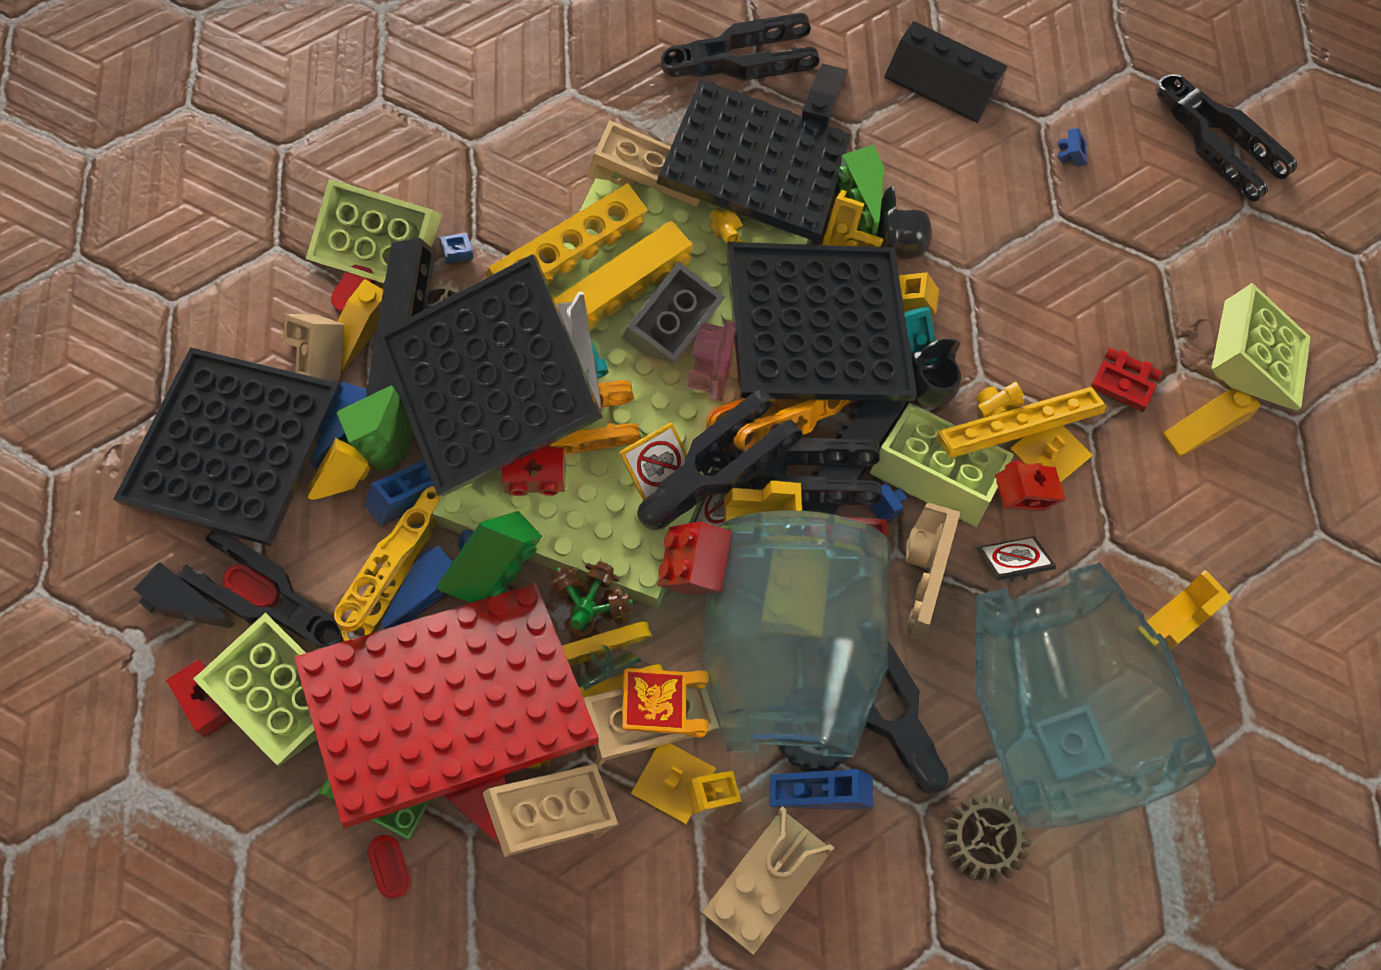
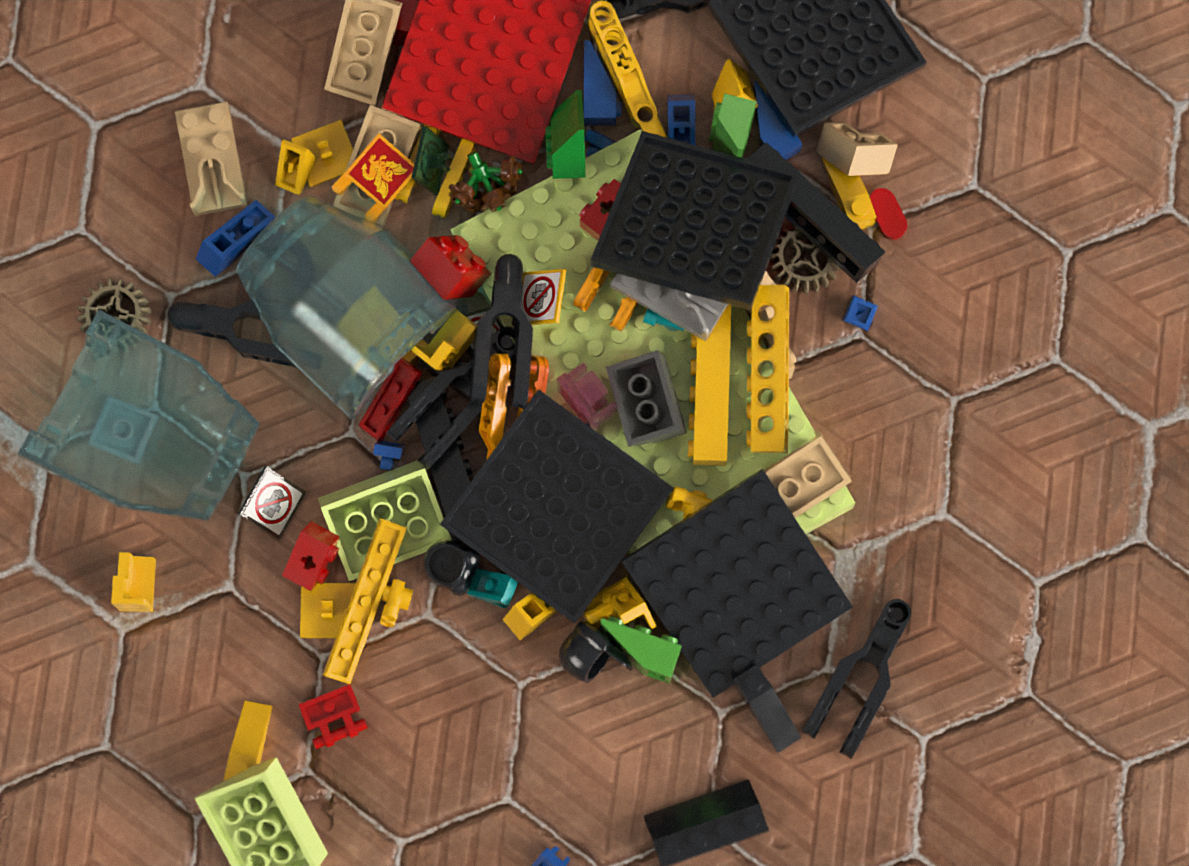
camera: 130 degrees right, 10 degrees up
(360, 226) = (925, 259): yellowish green slope -> none
(929, 549) = (335, 458): tan plate -> none

